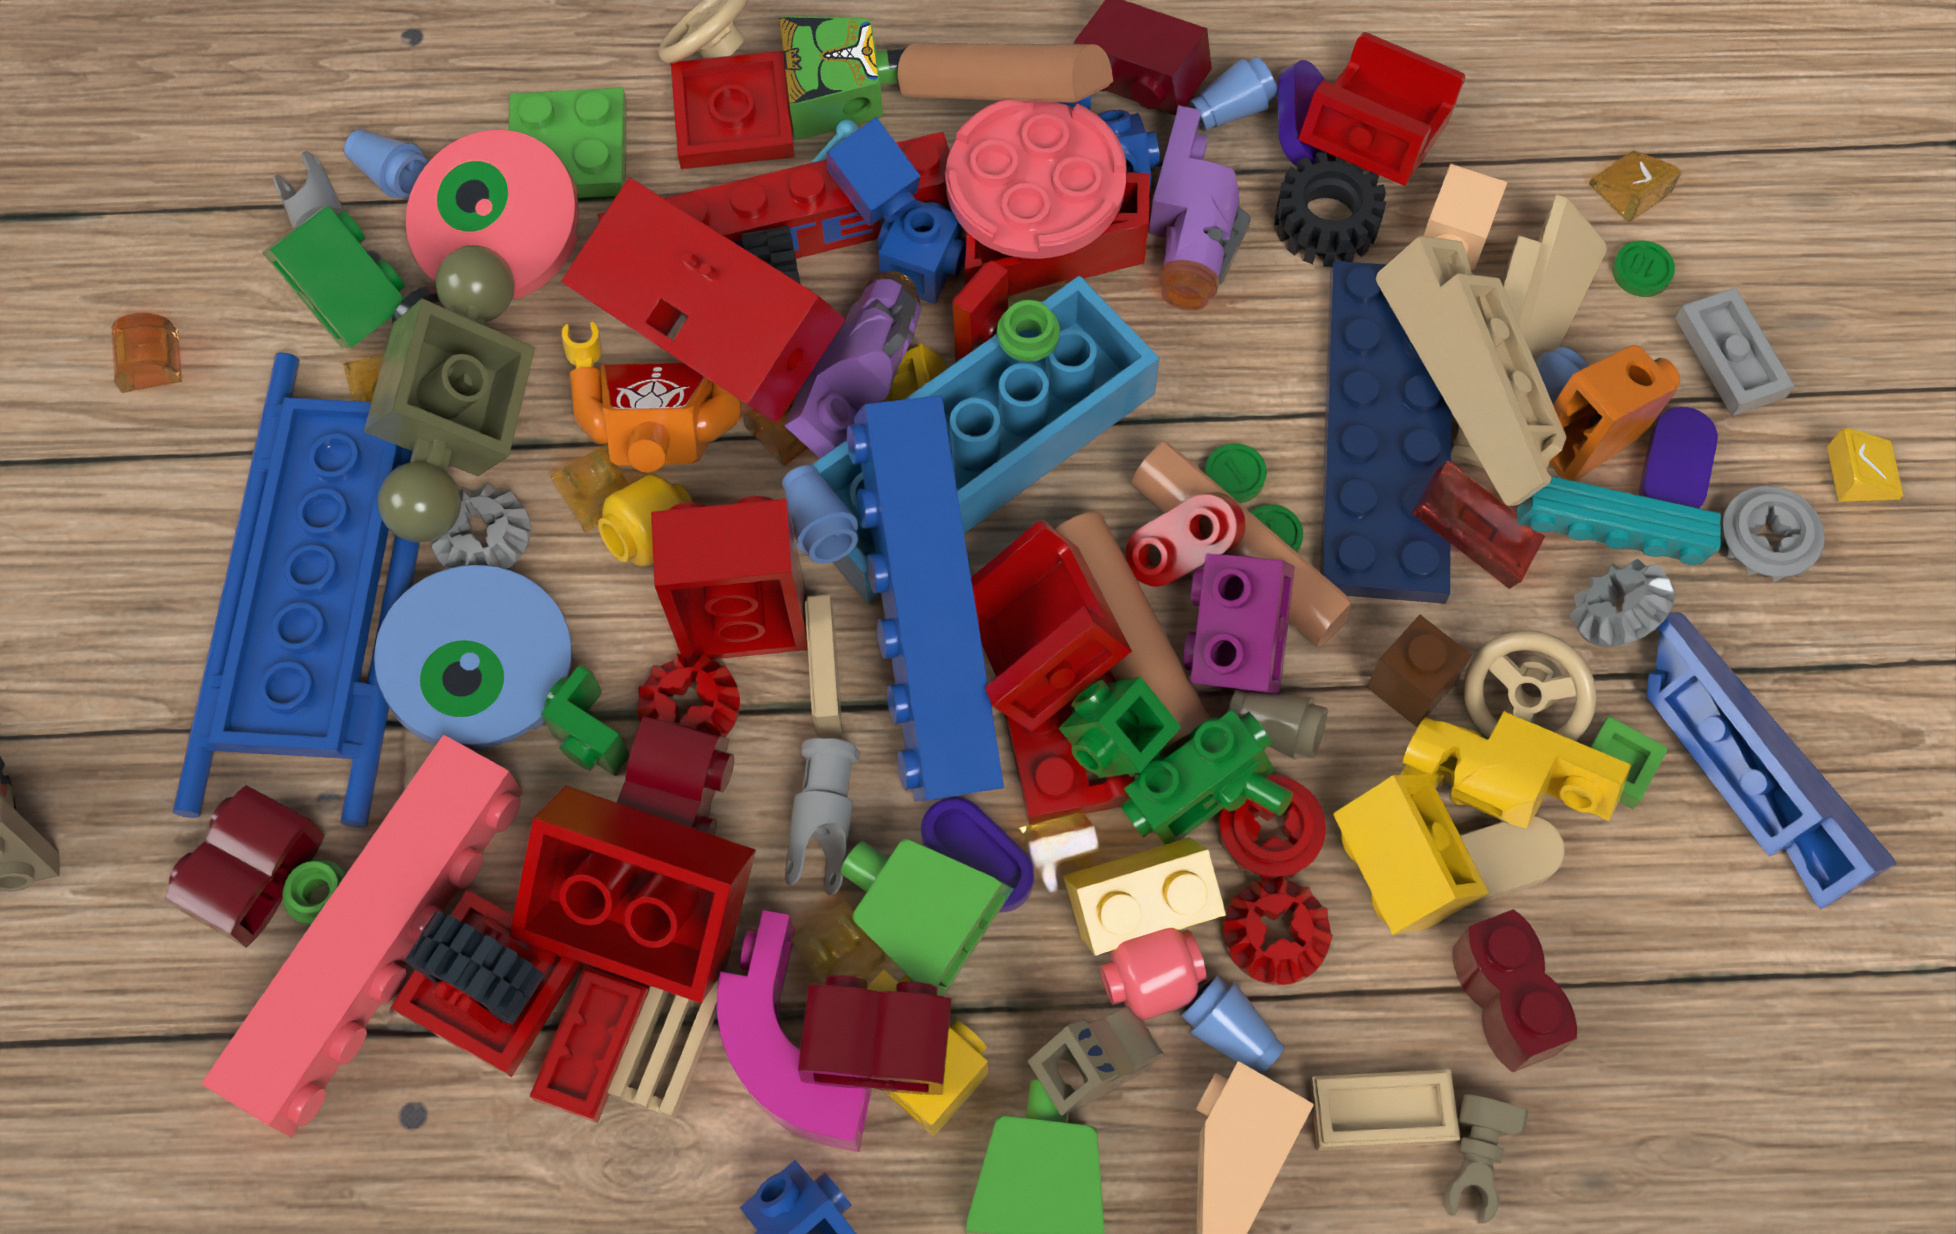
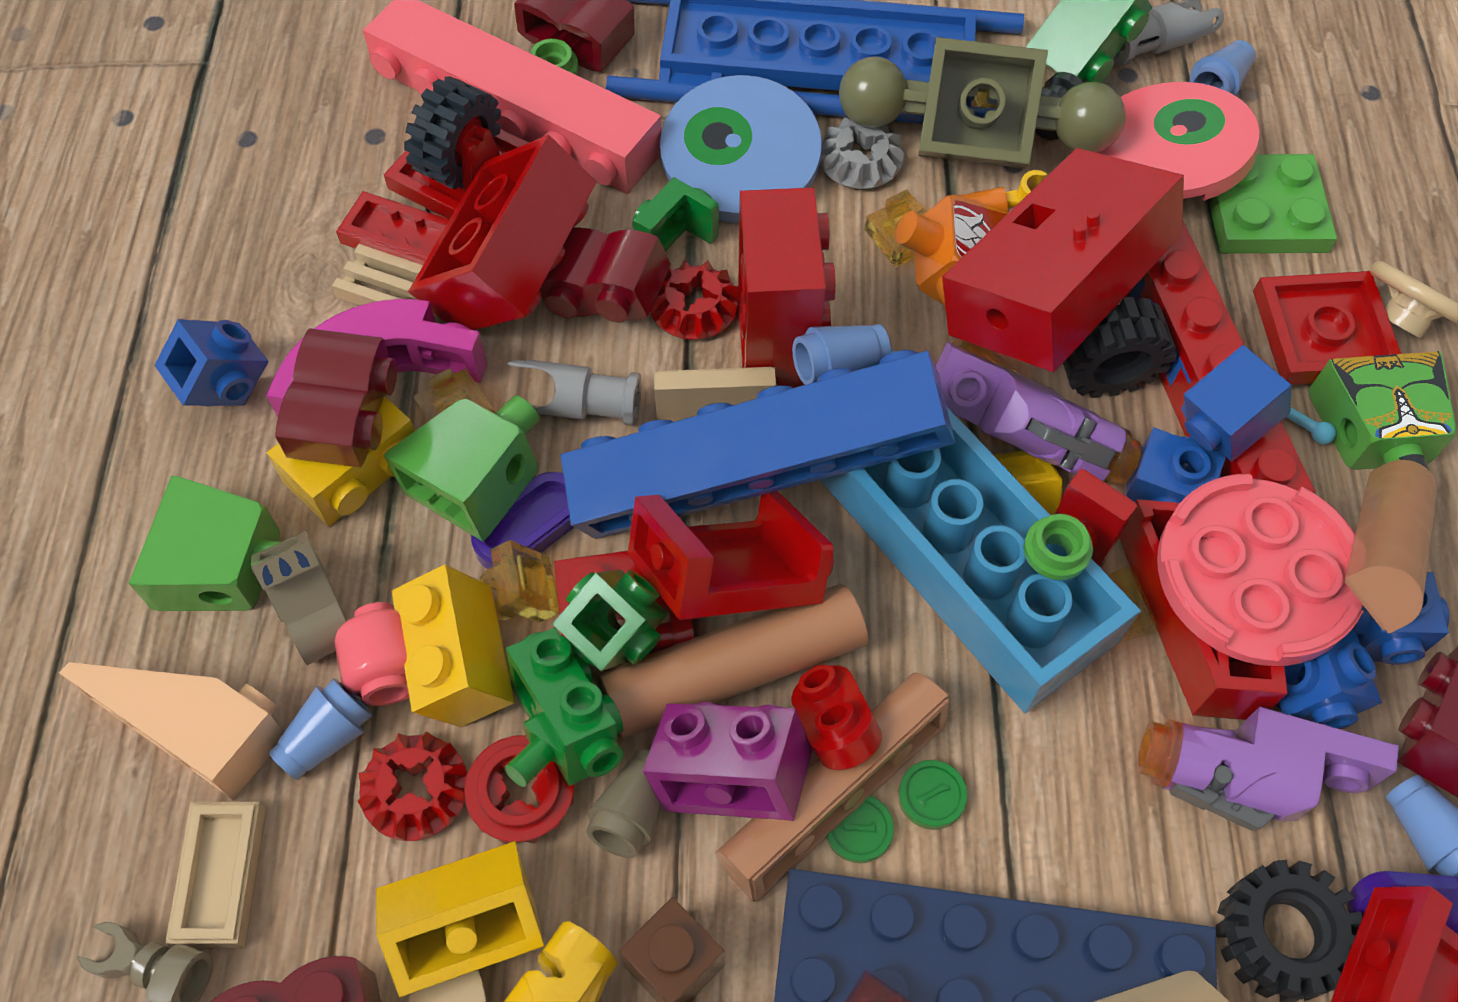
camera: 90 degrees right, 5 degrees down
(627, 517) = (866, 259): yellow head -> none

